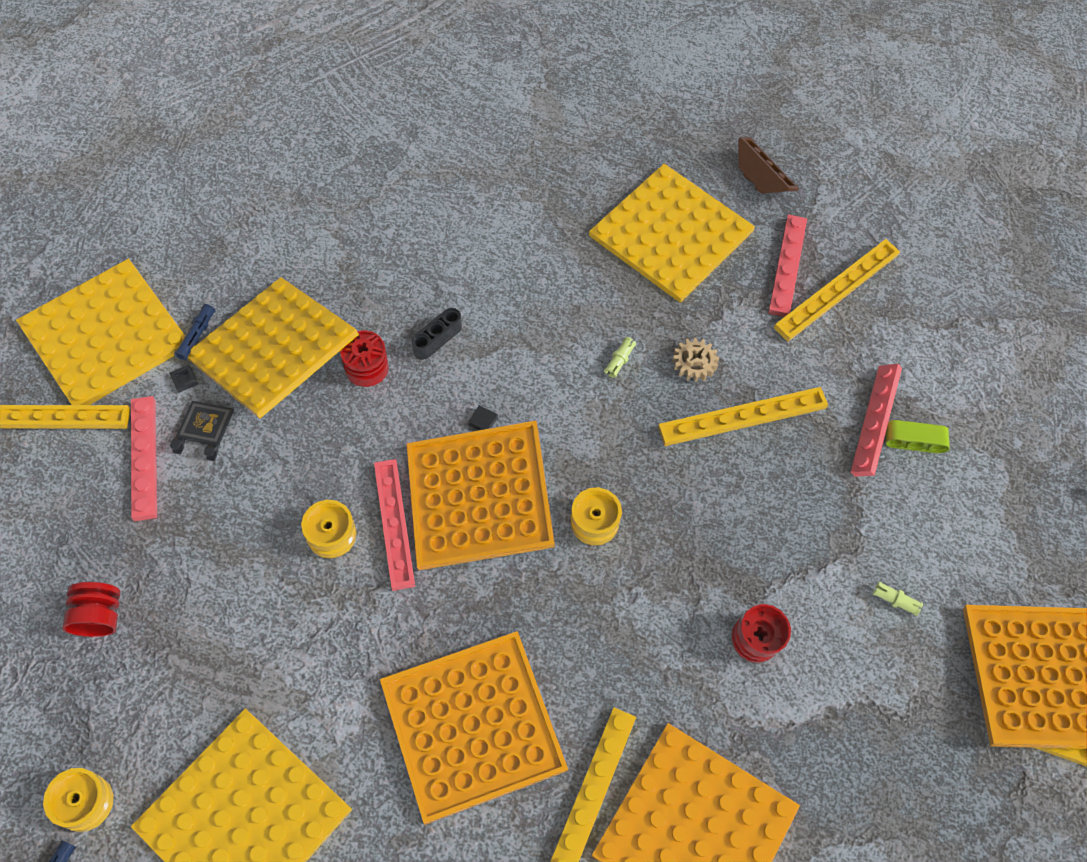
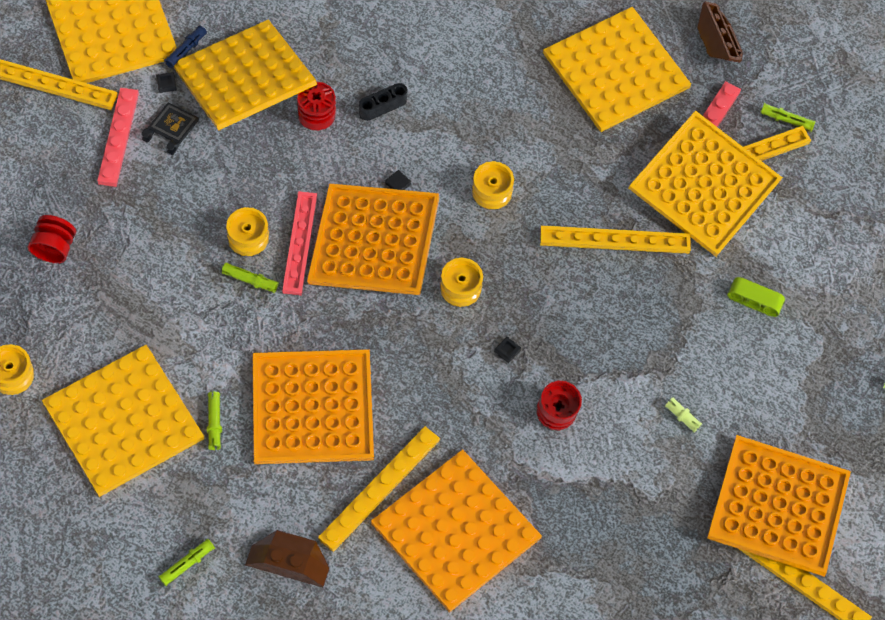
camera: 15 degrees right, 0 degrees up
(343, 583) = (257, 280): none -> lime pin
(361, 793) = (214, 427): none -> lime pin
(590, 393) = (492, 185): none -> yellow wheel
(620, 357) = (529, 163): yellowish green pin -> none
(673, 580) = (507, 349): none -> black tile
(695, 359) = (593, 182): tan gear -> none
(815, 328) = (705, 183): none -> yellow plate
(865, 234) = (780, 114): none -> lime pin
(876, 420) = (727, 273): coral plate -> none

